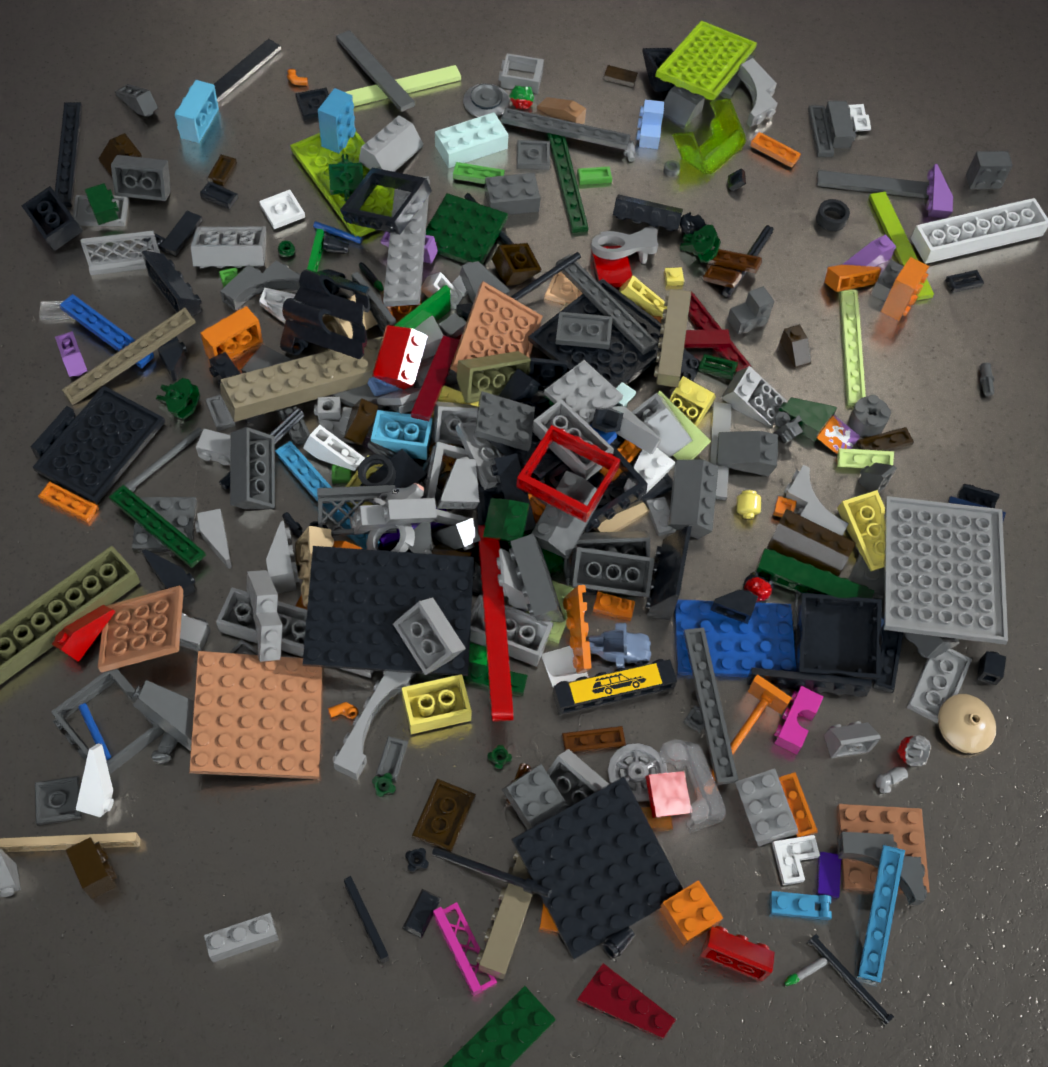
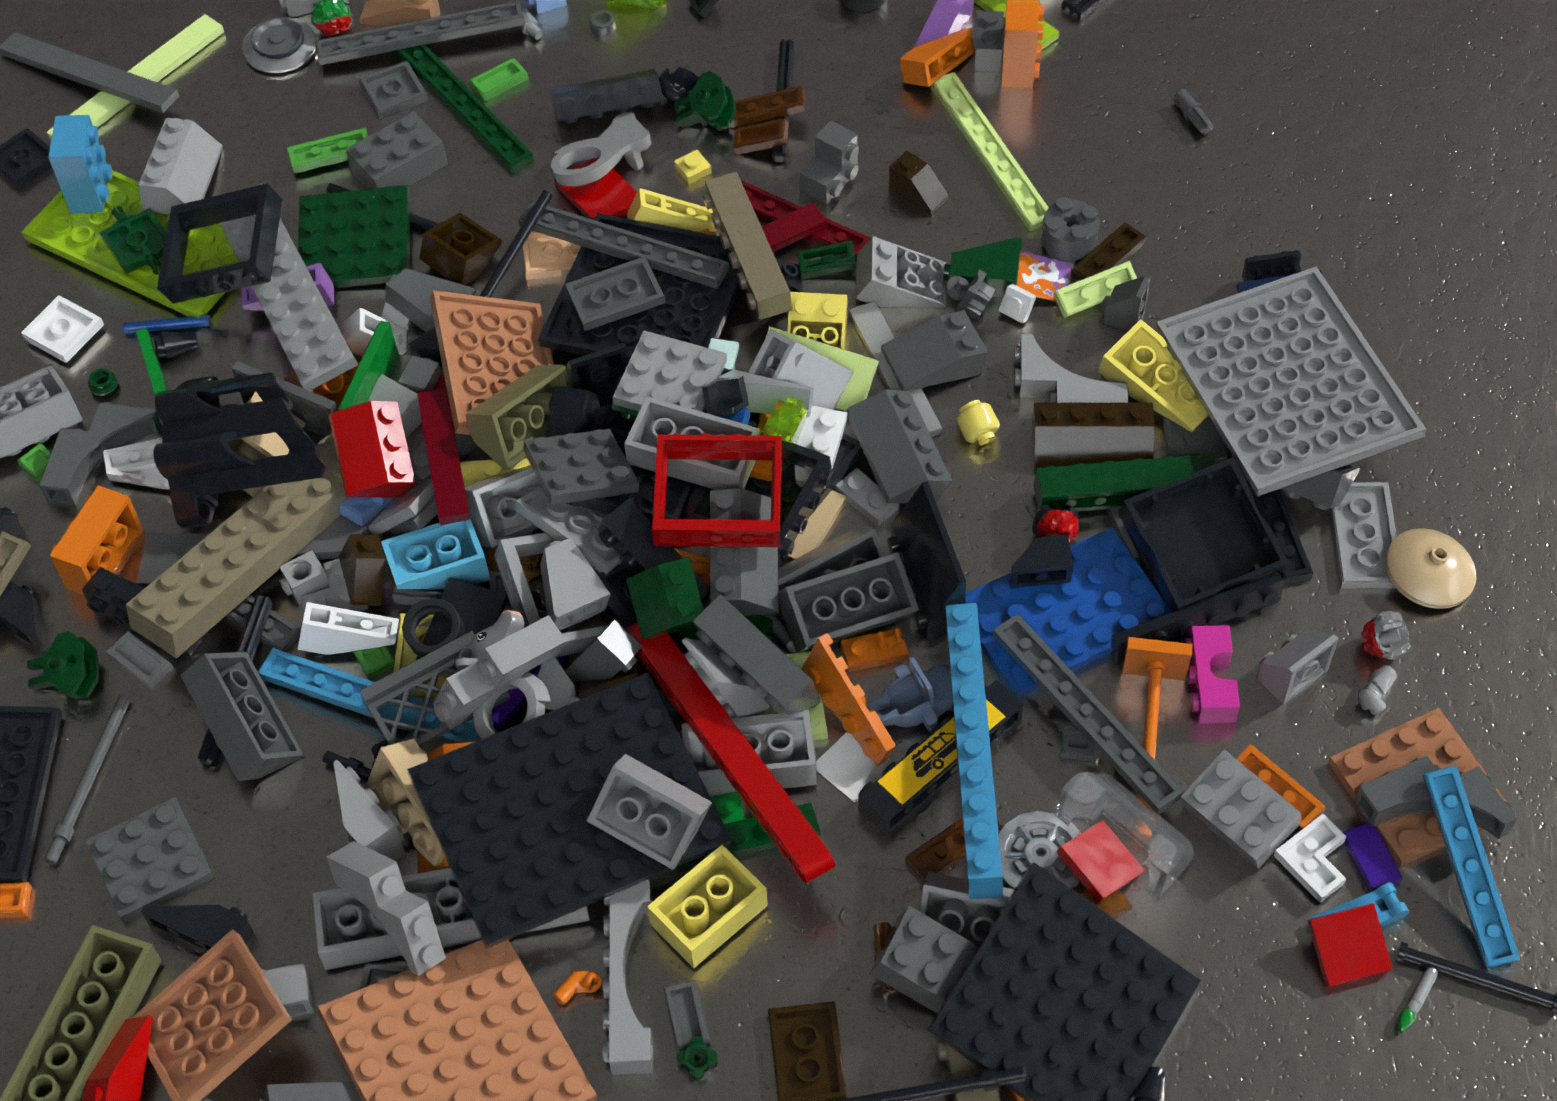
camera: 20 degrees left, 5 degrees down
(157, 526) = (142, 865): dark green tile -> none
(213, 533) = (237, 836): light grey slope -> none
(214, 446) = (165, 710): light grey brick -> none
(378, 284) = (254, 362): black piece -> none
(471, 139) = (291, 107): light aqua brick -> none
(493, 756) = (838, 924): dark green plate -> none
(629, 695) = (973, 753): none -> dark azure brick
(633, 451) = (787, 420): none -> clear neon green slope
(691, 913) = (1223, 1002): orange brick -> none
(738, 953) = (1317, 1022): red slope -> none
(783, 504) = (1024, 401): orange plate -> none
(784, 919) = (1350, 944): none -> red tile
(813, 445) = (1017, 303): none -> white plate
(991, 667) = (1419, 480): black brick -> none

